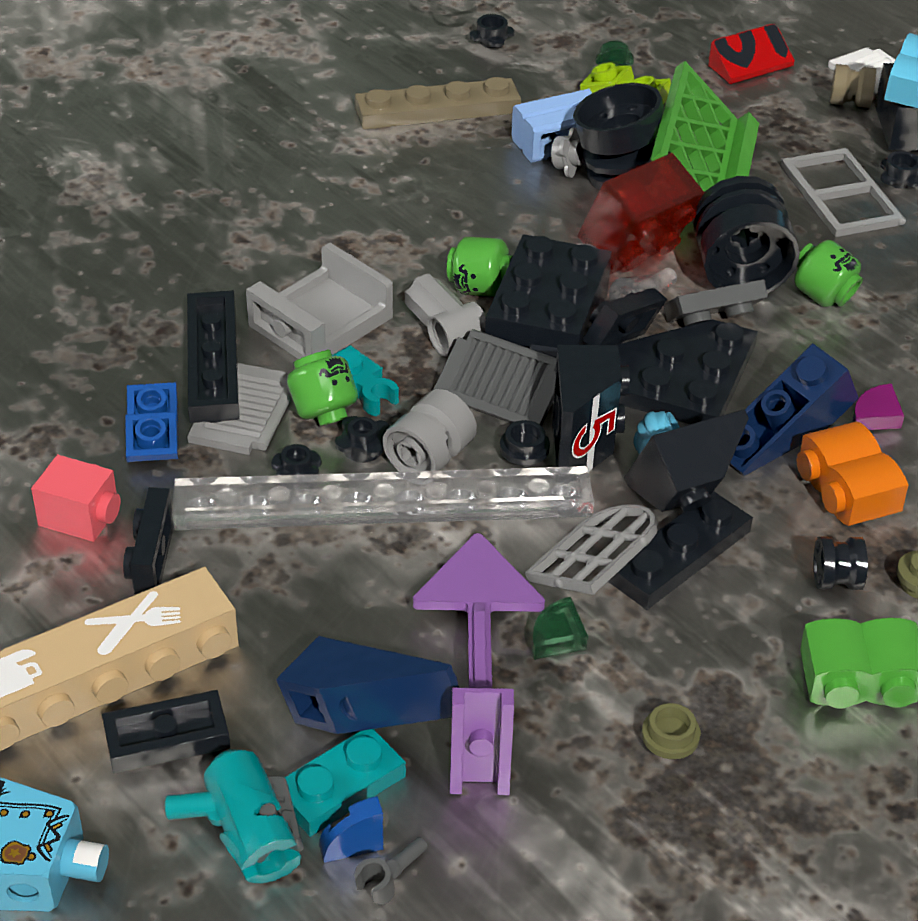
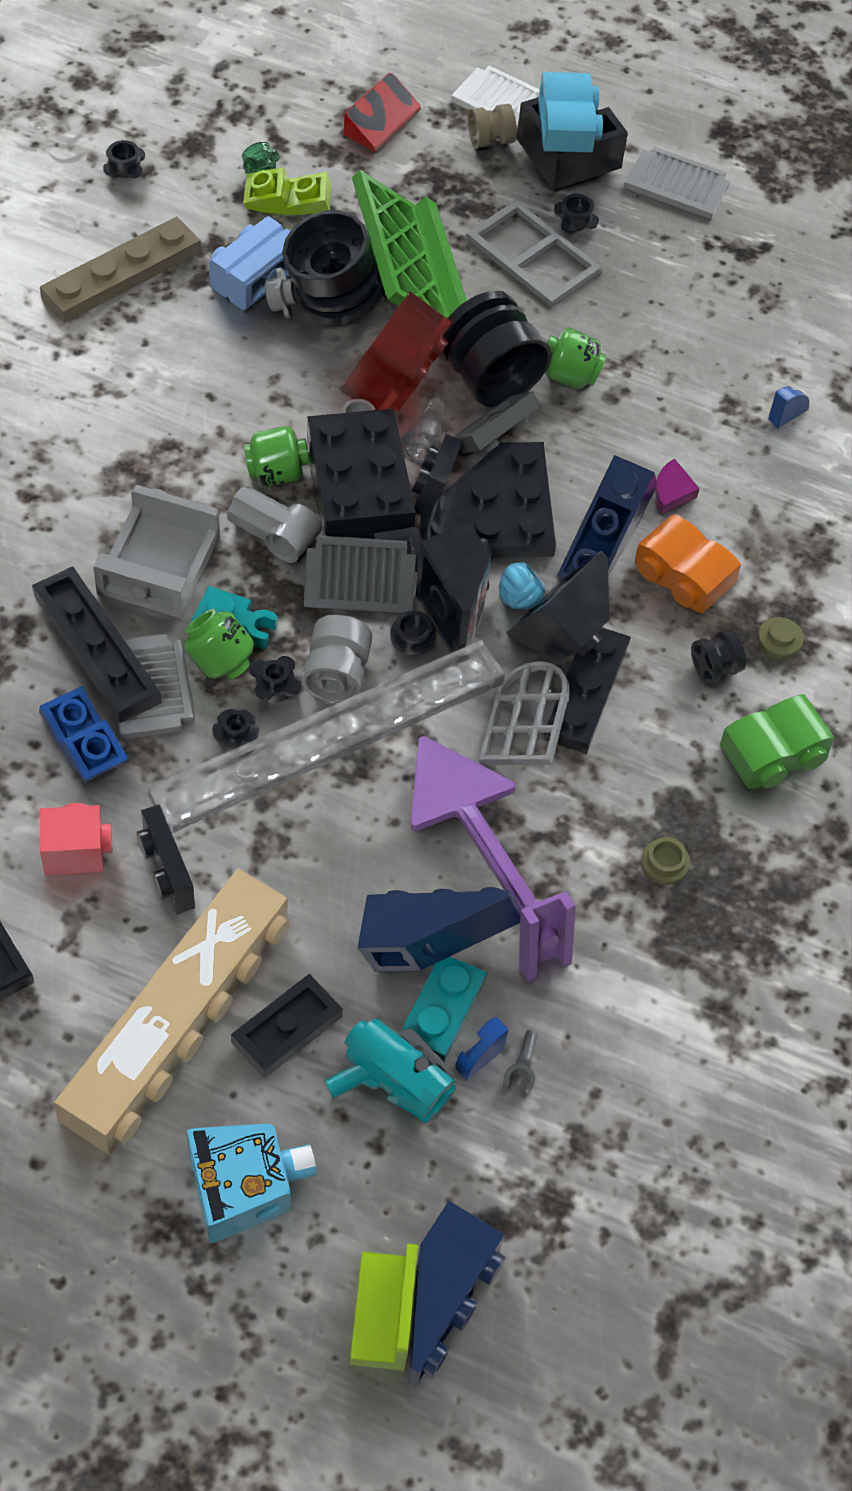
camera: 30 degrees left, 15 degrees up
(558, 630) = (534, 803): clear green tile -> none

